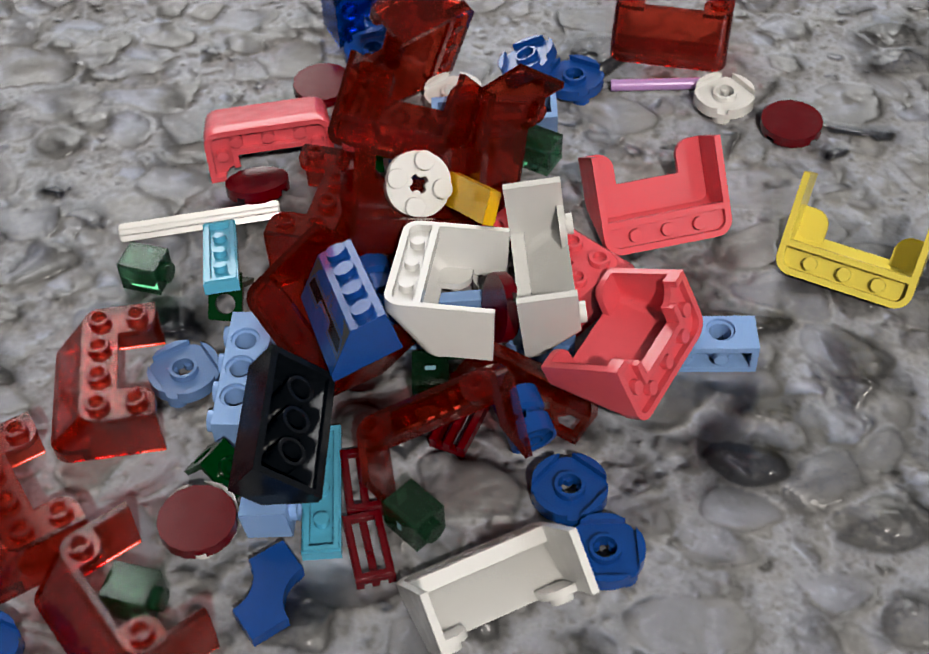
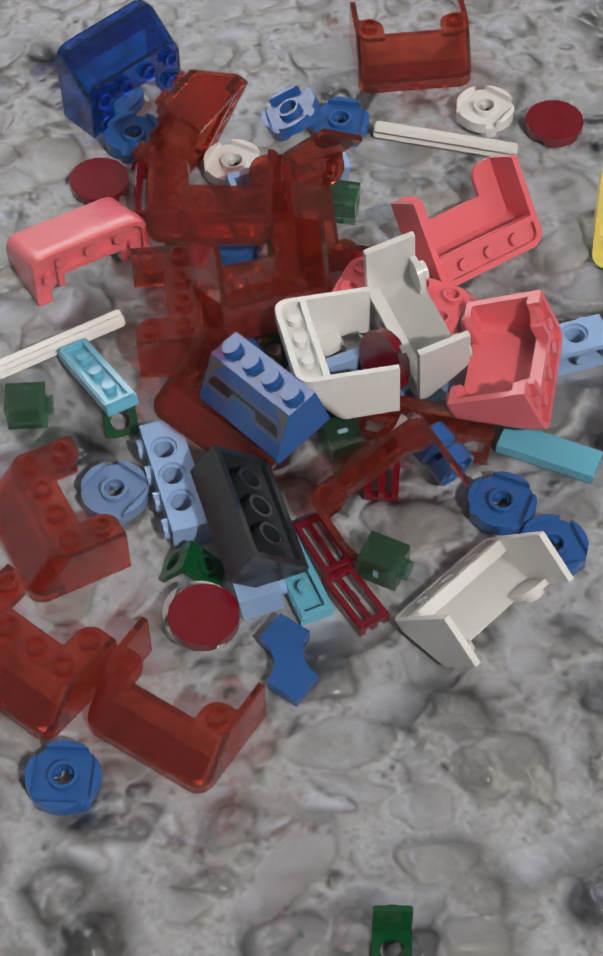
camera: 20 degrees left, 5 degrees up
(133, 591) = (179, 688): clear green brick -> none
(257, 184) = (91, 298): dark red tile -> none
(436, 186) = (244, 263): white plate -> none
(474, 199) = (319, 266): yellow tile -> none
(648, 449) = (550, 452): none -> medium azure tile
(653, 84) = (418, 110): lavender bar -> none
(671, 116) = (443, 139): none -> white axle

